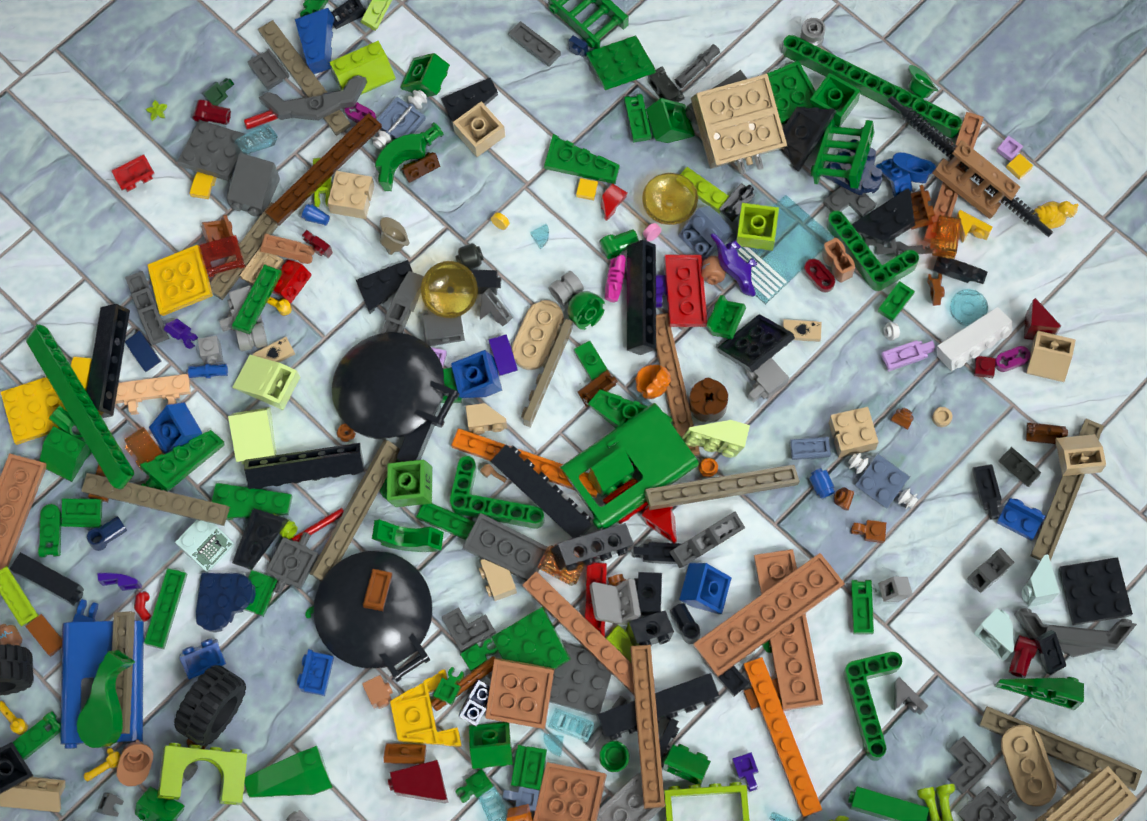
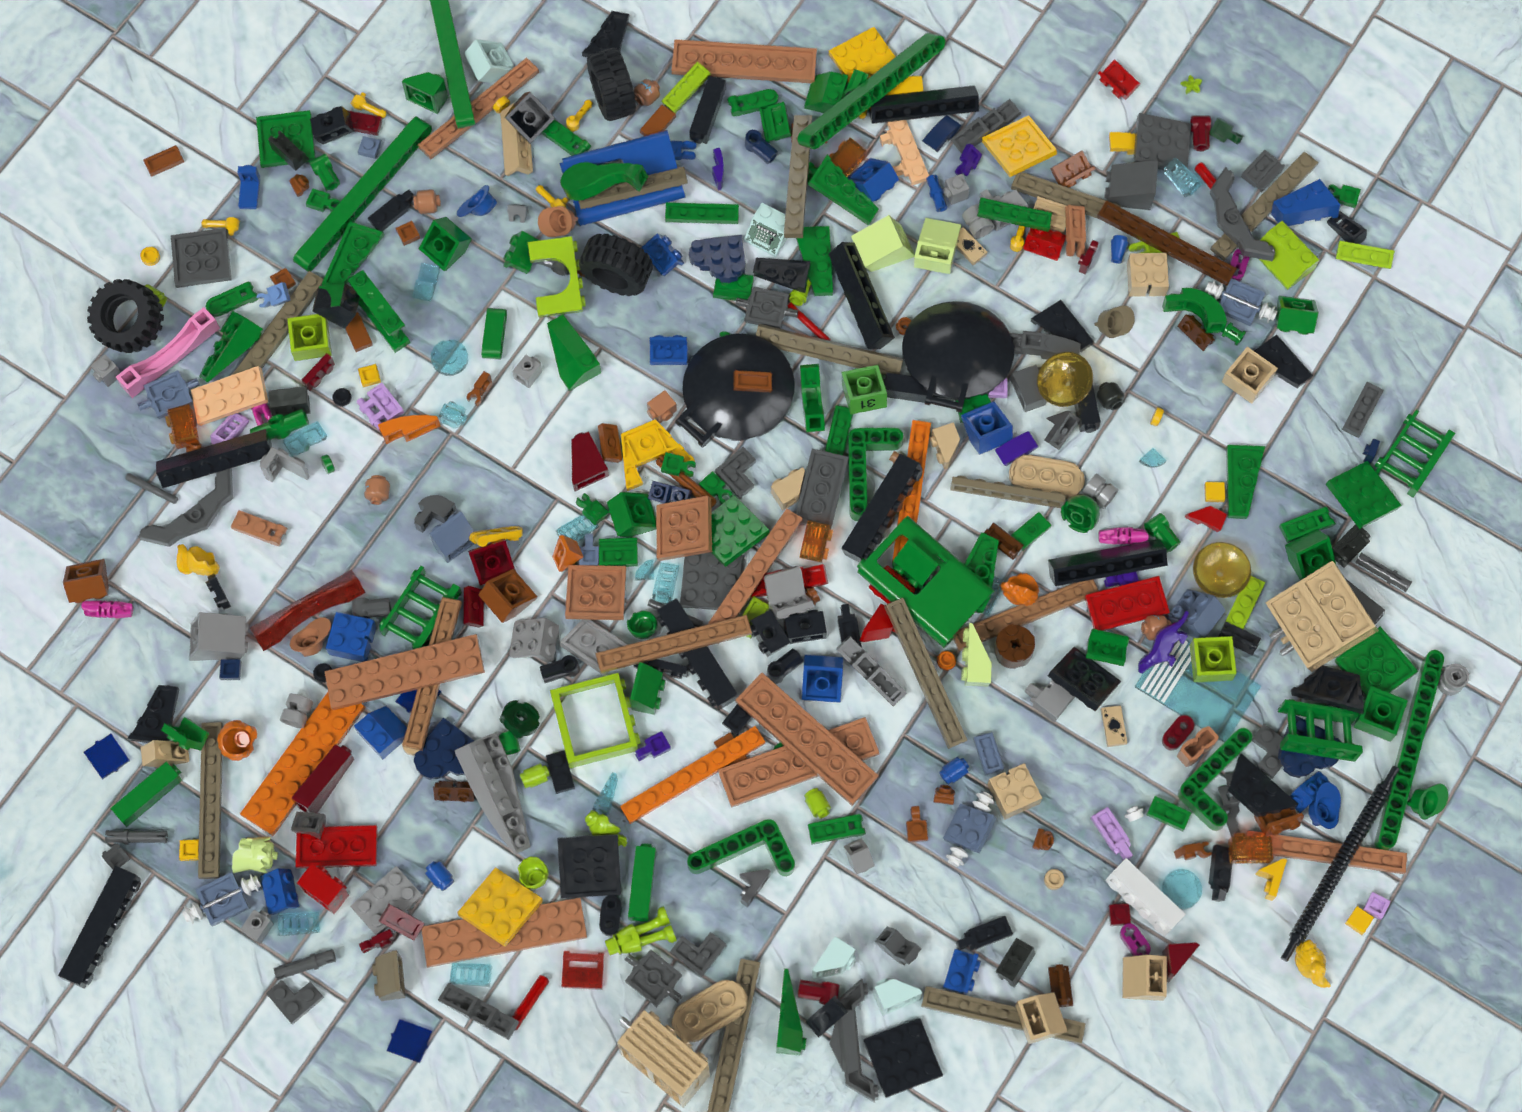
camera: 75 degrees right, 0 degrees up
(139, 605) = (700, 191): red arm -> none
(222, 249) = (1056, 171): clear red plate -> none
(617, 535) = (856, 586): black brick -> none
(652, 232) = (1182, 561): bright pink tile -> none
(833, 619) = (817, 803): none -> lime brick
(968, 189) = (1321, 867): medium nougat fence -> none

